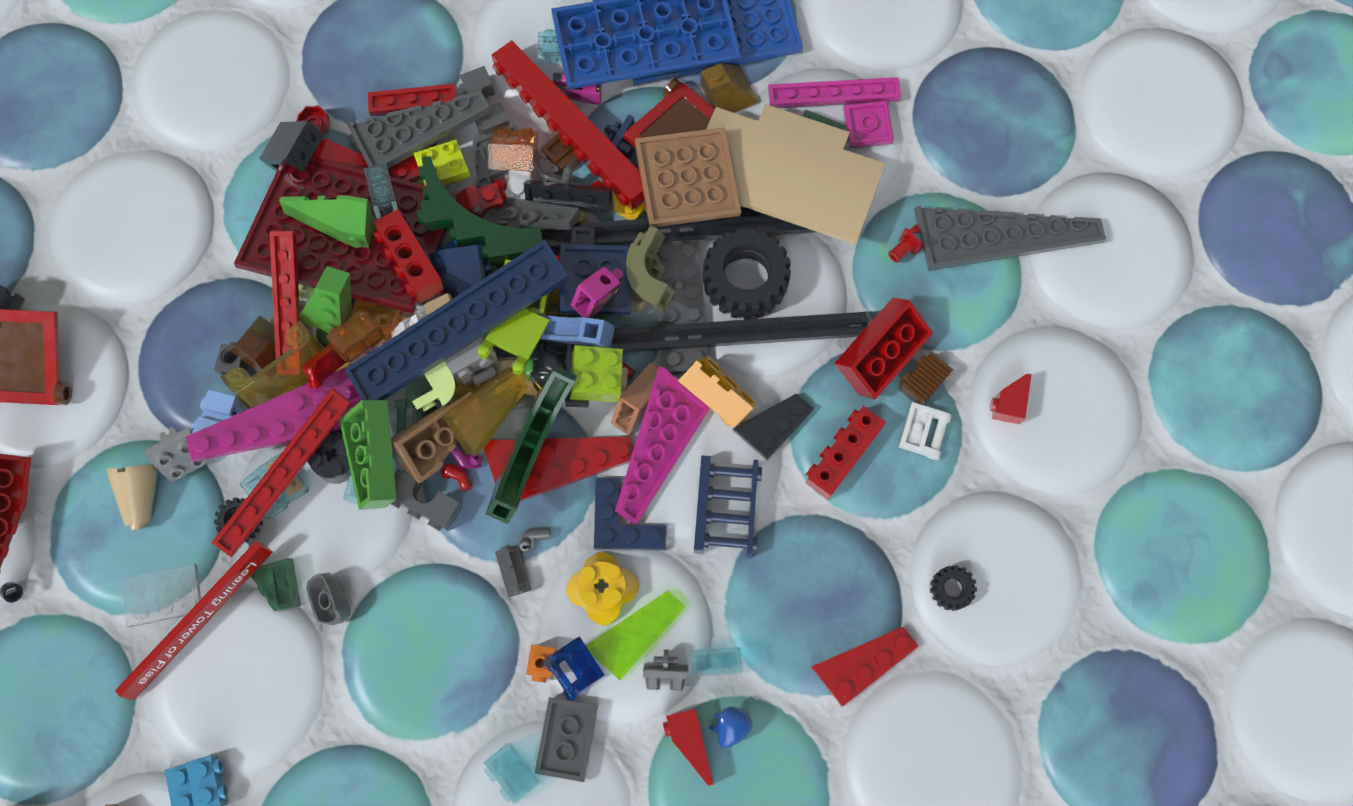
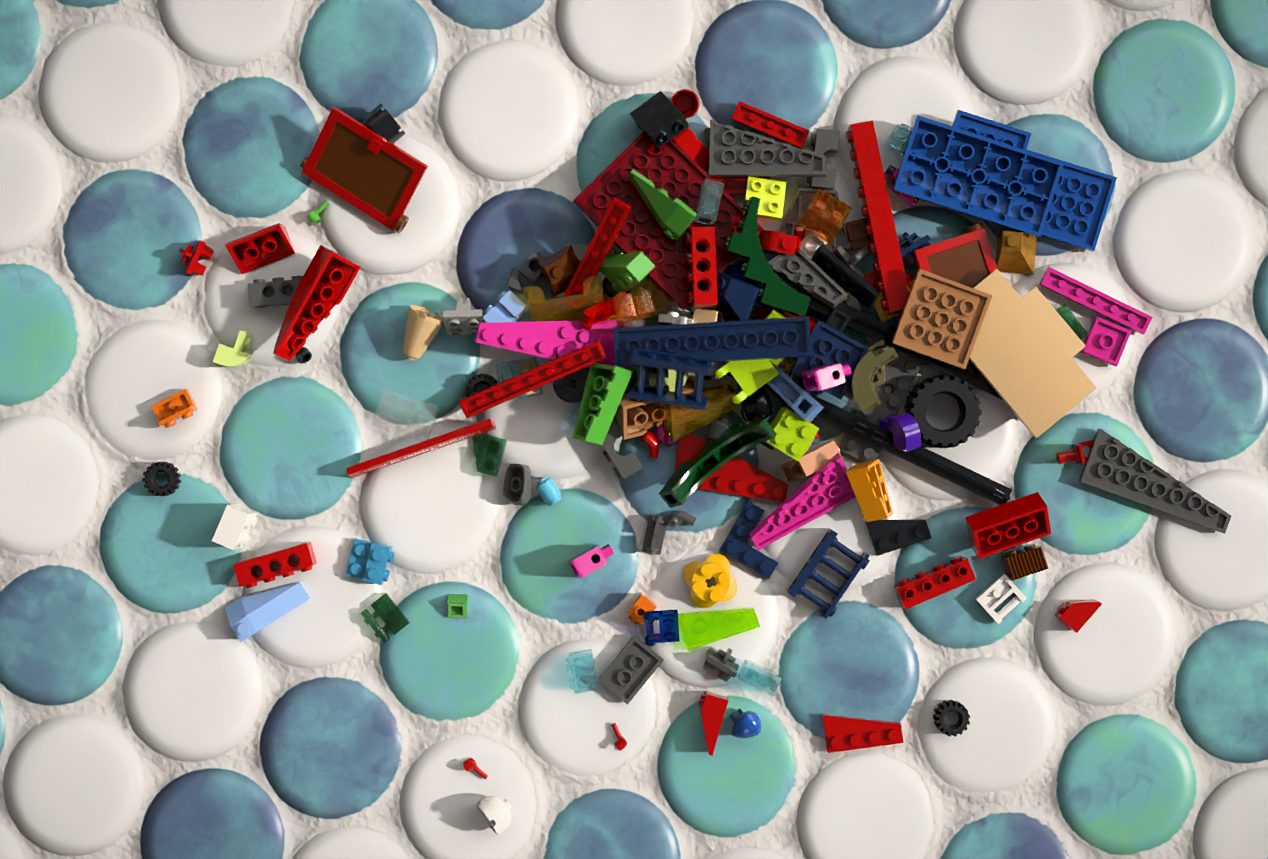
camera: 30 degrees right, 15 degrees up
(216, 384) = (514, 281): none -> dark grey slope
(327, 781) = (457, 605): none -> bright green slope
(367, 588) = (548, 491): none -> medium azure brick
(433, 360) = (675, 362): none -> dark blue fence
(448, 648) = (582, 563): none -> torso
(717, 307) = (905, 431): none -> dark purple brick

